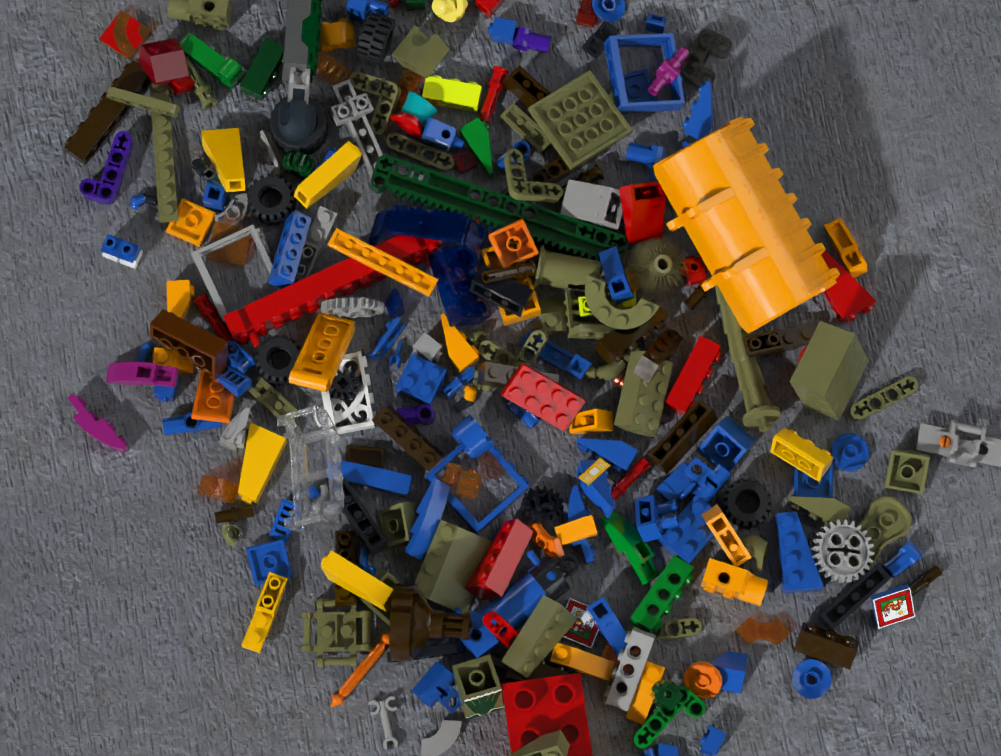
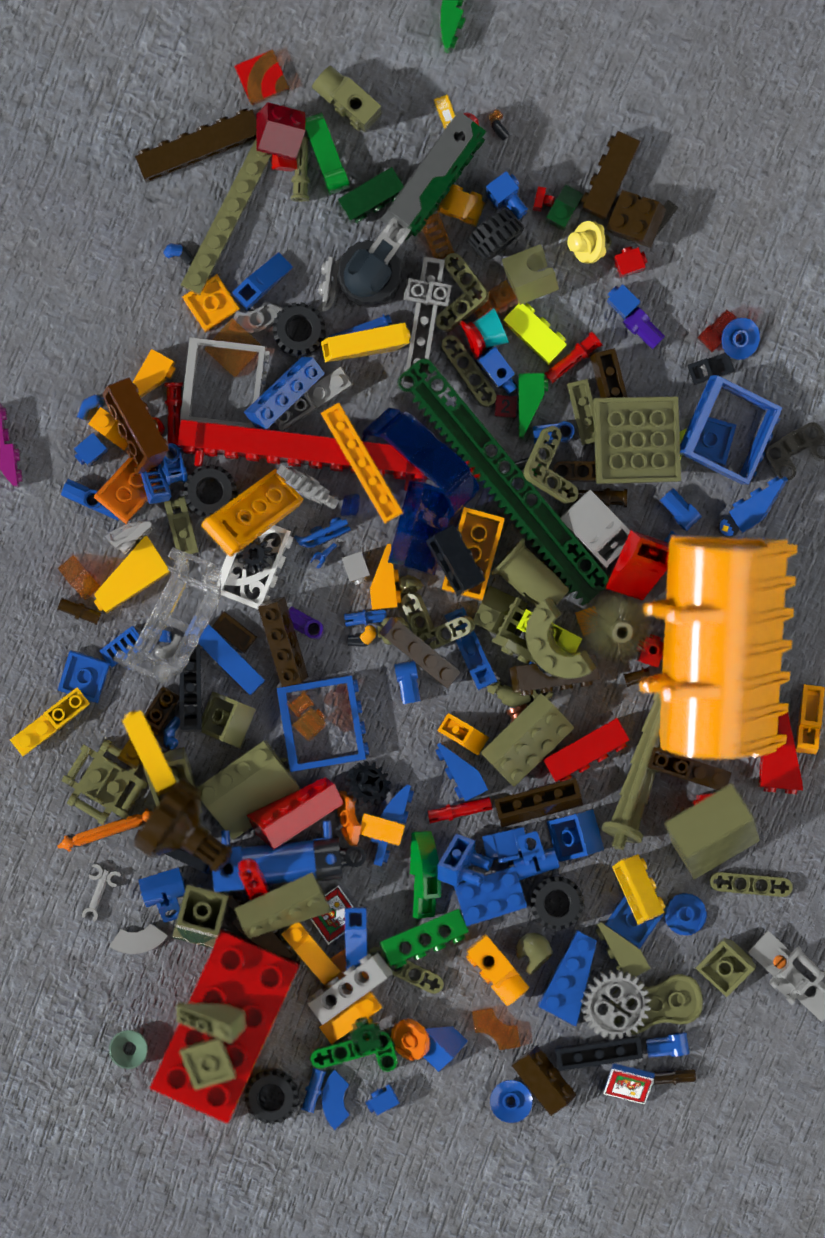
camera: 30 degrees right, 10 degrees up
(111, 167) = (167, 202): dark purple beam -> none
(121, 251) = (127, 291): blue hips -> none
(142, 374) = (73, 425): magenta slope -> none
(143, 101) = (235, 158): olive beam -> none
(203, 169) = (252, 260): black pin -> none
(225, 155) = (282, 258): yellow slope -> none
(231, 533) = (65, 627): olive piece -> none
(298, 164) = (345, 311): dark green gear -> none
(421, 380) = (330, 594): blue brick -> none
(430, 514) = (257, 728): blue slope -> none
(473, 436) = (340, 682): blue brick -> none
(516, 271) = (481, 551): dark brown pin -> none
(518, 233) = (485, 533): orange brick -> none
(543, 396) = (431, 684): plate -> none
(594, 471) = (434, 785): yellow sticker -> none
(599, 490) = (427, 795): blue slope -> none
(616, 275) = (572, 613): blue slope -> none
(655, 23) = (774, 385): blue slope -> none
(657, 354) = (562, 714): dark brown arch -> none
(668, 71) = (752, 444): magenta pin -> none
(726, 535) = (515, 923): light orange slope -> none

